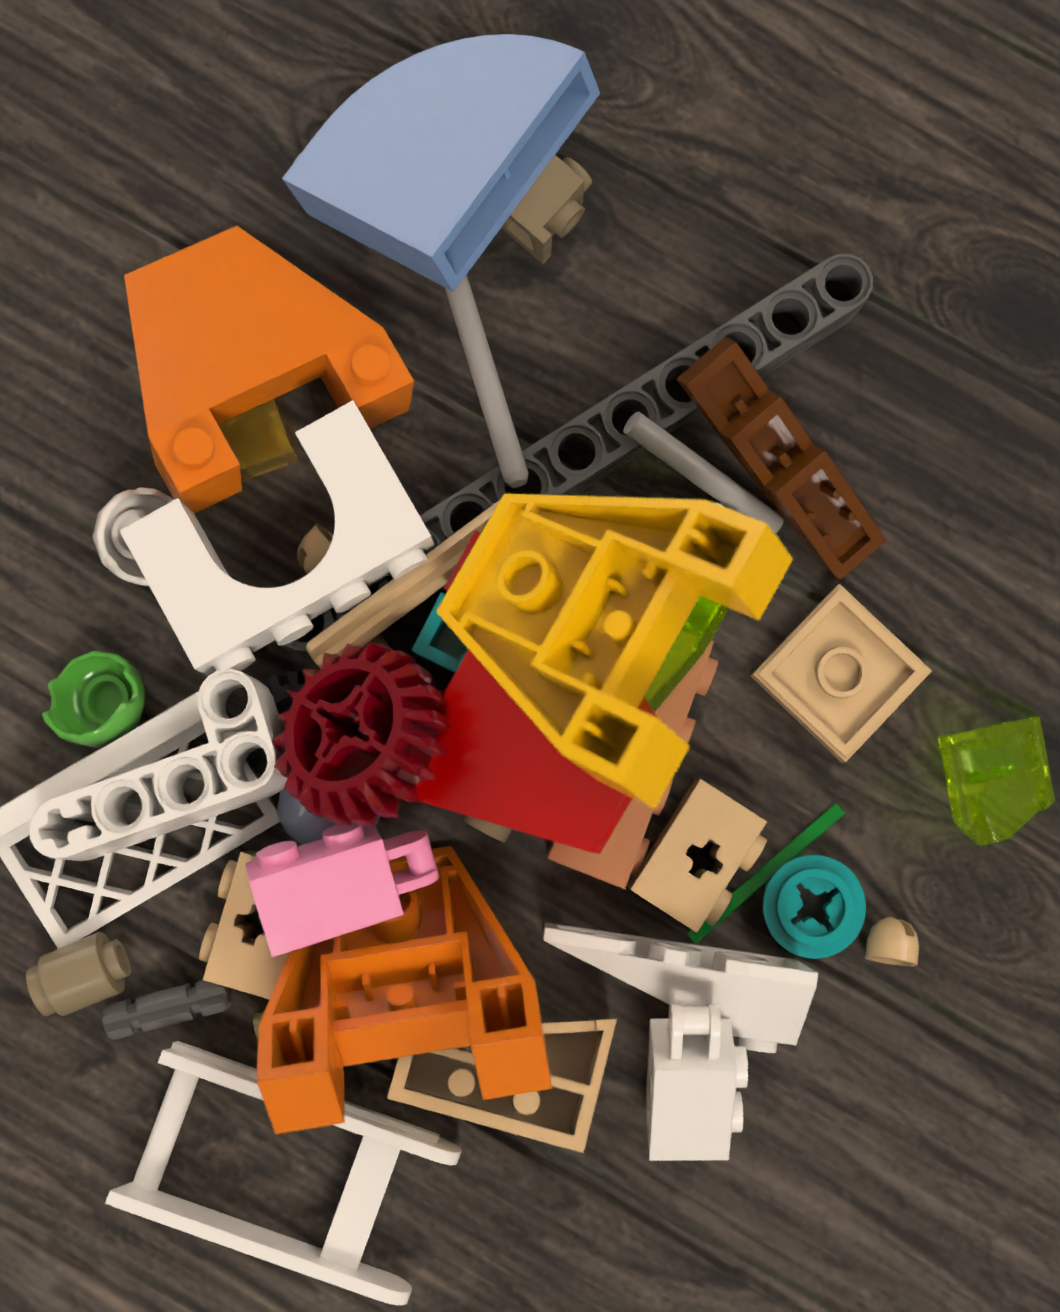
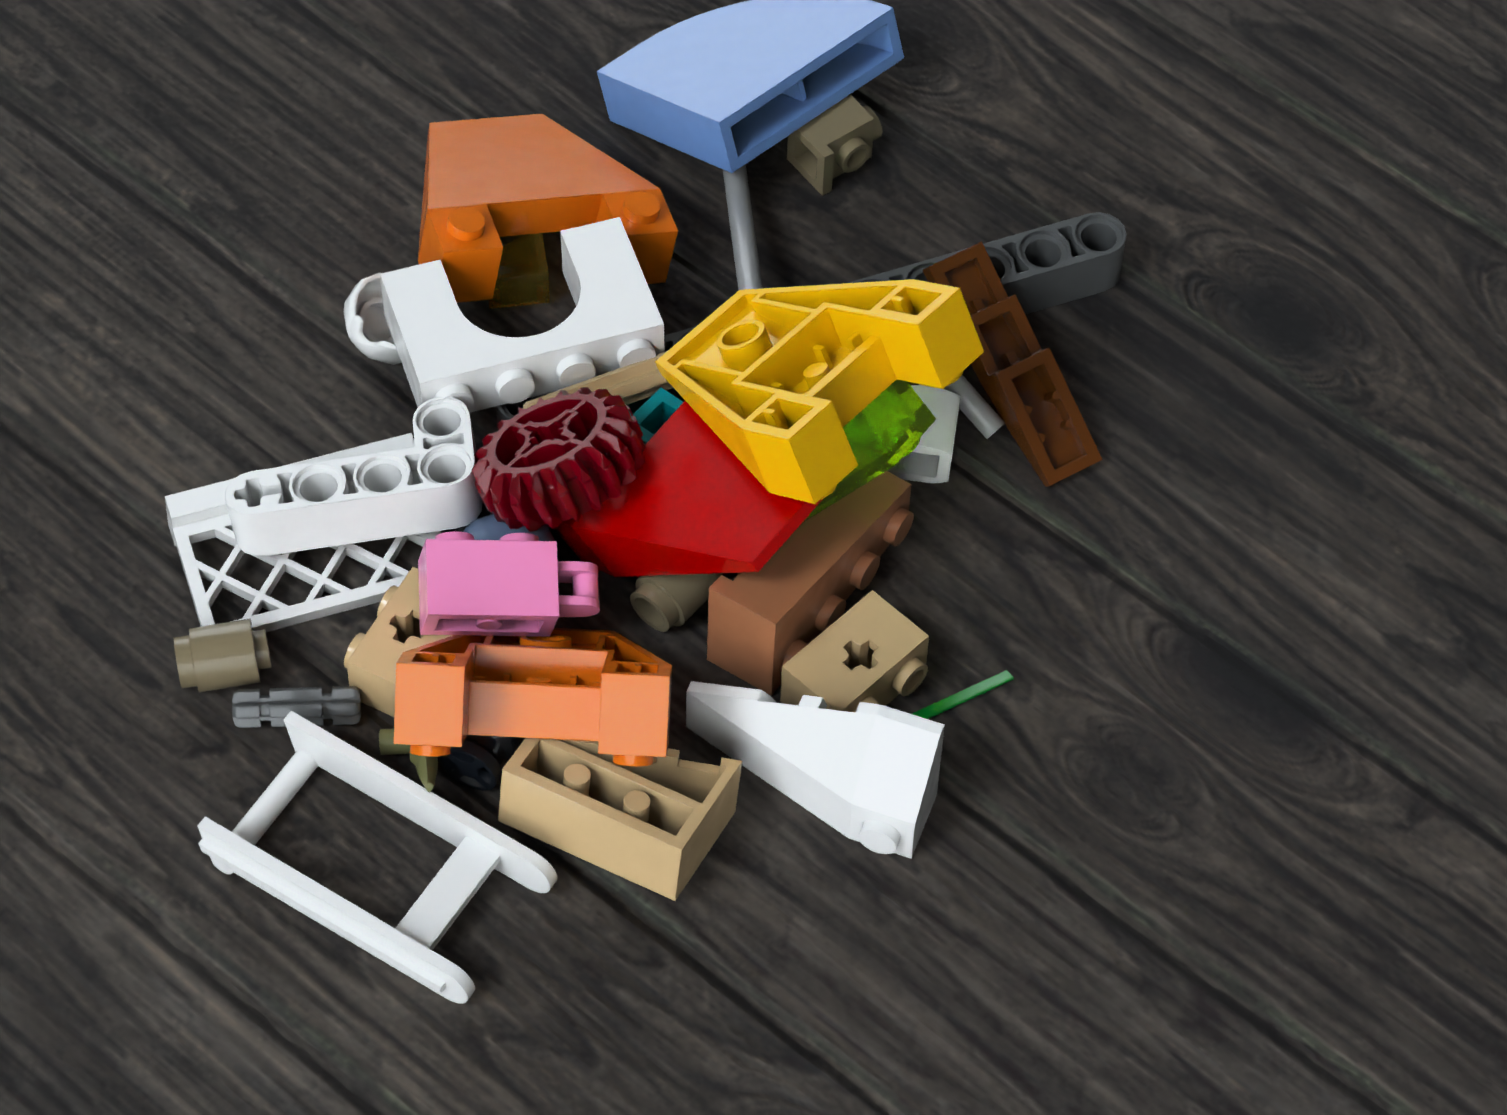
camera: 10 degrees right, 30 degrees down
(95, 699) = (305, 432): bright green hair -> none
(693, 1085) = (804, 830): white brick -> none
(841, 673) = (1034, 560): tan tile -> none
(843, 910) = (973, 720): teal gear -> none
(893, 943) = (1043, 797): tan hinge -> none
(996, 777) = (1167, 662): clear neon green slope -> none

